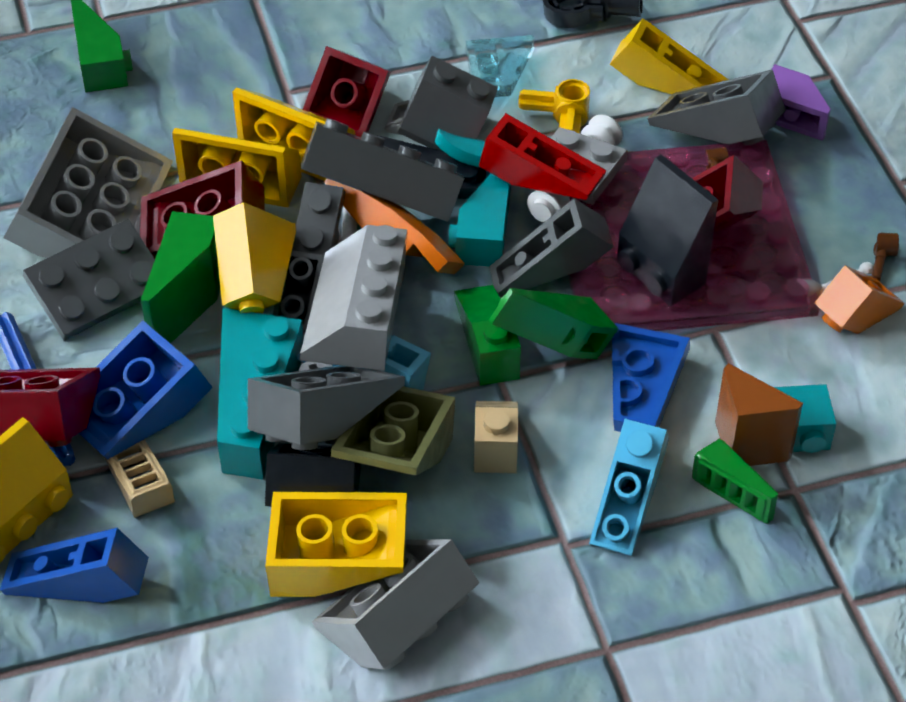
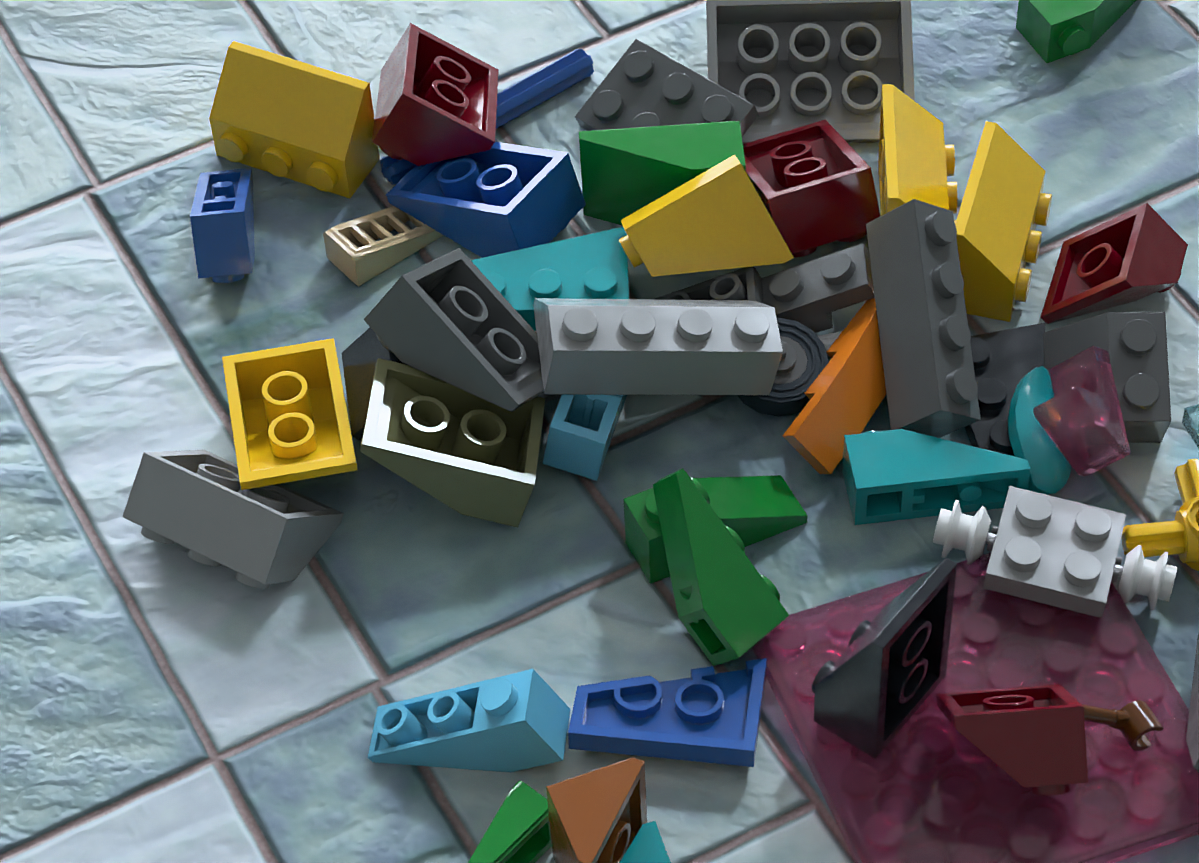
camera: 80 degrees right, 0 degrees up
(470, 116) = (1085, 412): none -> clear pink slope
(496, 437) = (529, 560): tan slope -> none
(537, 162) = (989, 475): red slope -> none
(555, 249) = (861, 554): dark grey slope -> none

